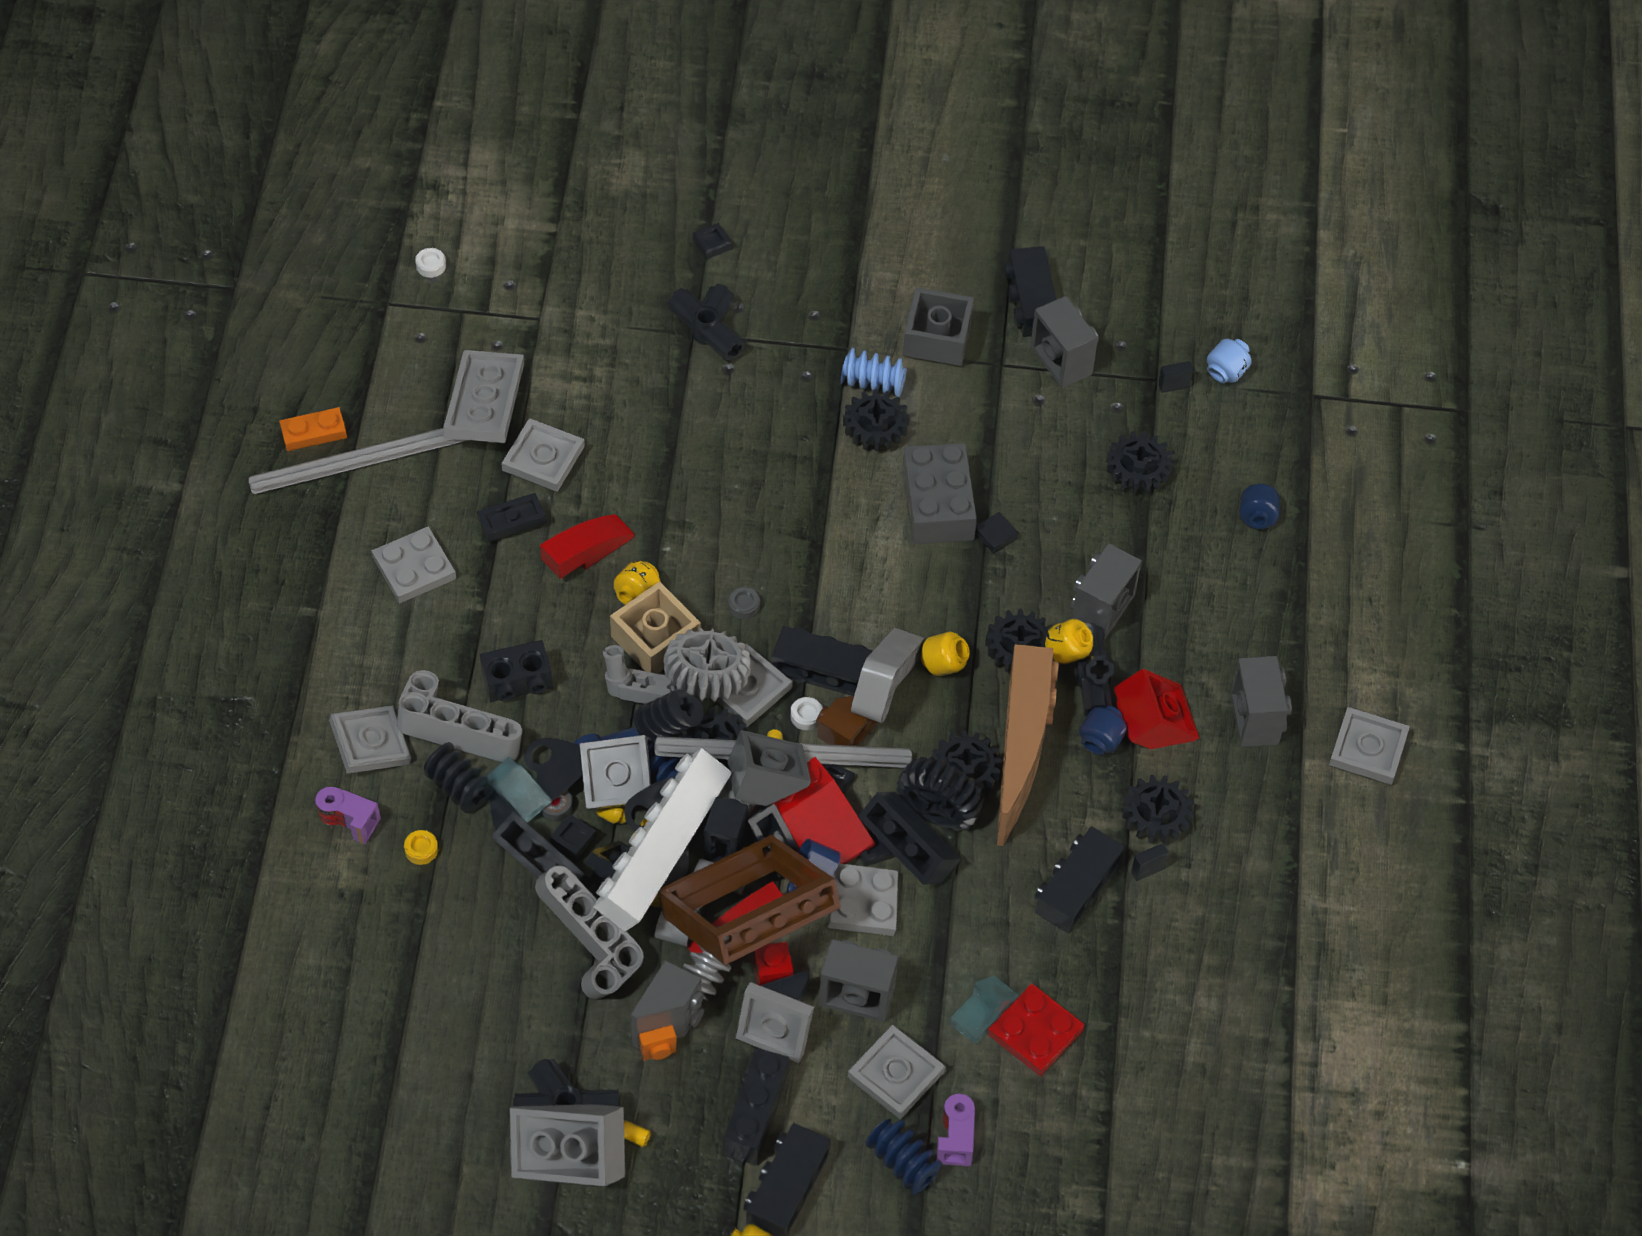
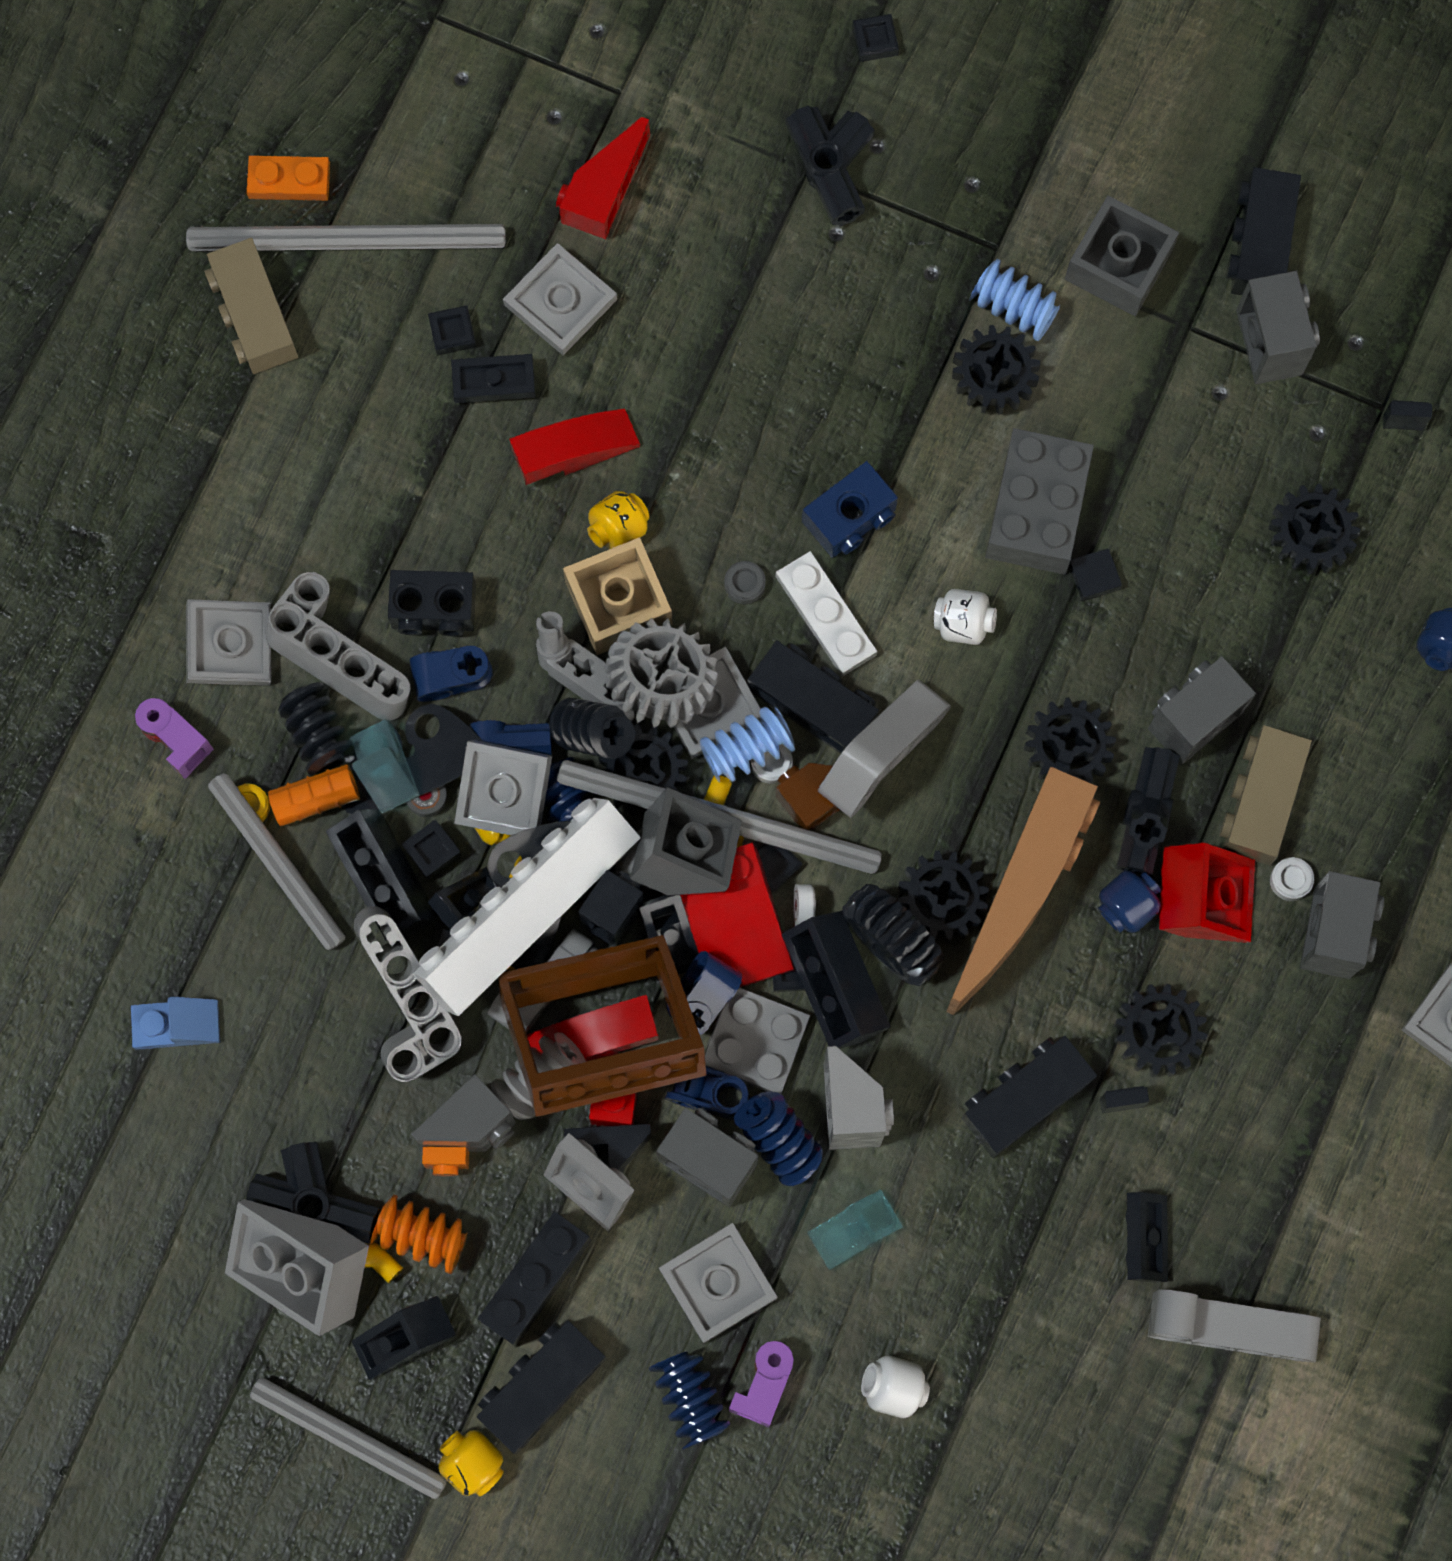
camera: 20 degrees right, 20 degrees up
(314, 515) = (250, 306): none -> dark tan brick
(413, 564) = (354, 409): light grey plate -> none
(418, 1010) = (175, 1023): none -> medium blue slope
(457, 875) = (276, 861): none -> light grey axle
(469, 496) = (452, 330): none -> black tile
(470, 823) = (313, 795): none -> orange axle
(483, 396) = (509, 196): light grey plate -> none
(545, 714) = (445, 674): none -> dark blue piece
(548, 374) = (602, 182): none -> red slope
(657, 1099) = (420, 1234): none -> orange piece
(668, 1177) = (403, 1337): none -> black slope
(785, 697) = (747, 743): none -> light blue piece
(810, 519) = (860, 489): none -> dark blue brick
(810, 606) = (826, 614): none -> white plate
(838, 931) = (705, 1093): none -> dark blue piece
(863, 794) = (803, 903): none -> white tile
(912, 951) = (779, 1137): none -> dark blue piece
(913, 580) = (964, 616): none -> white head
(944, 654) = (967, 736): yellow head -> none
(954, 907) = (854, 1104): none -> light grey slope
(1035, 1029) = (906, 1277): red plate -> none
(1056, 1102) = (895, 1386): none -> white head
(1070, 641) = (1127, 772): yellow head -> none
(1172, 635) = (1265, 794): none -> dark tan brick
(1202, 949) = (1147, 1237): none -> black plate
(1212, 689) = (1291, 879): none -> white tile
(1285, 991) = (1233, 1327): none -> light grey beam

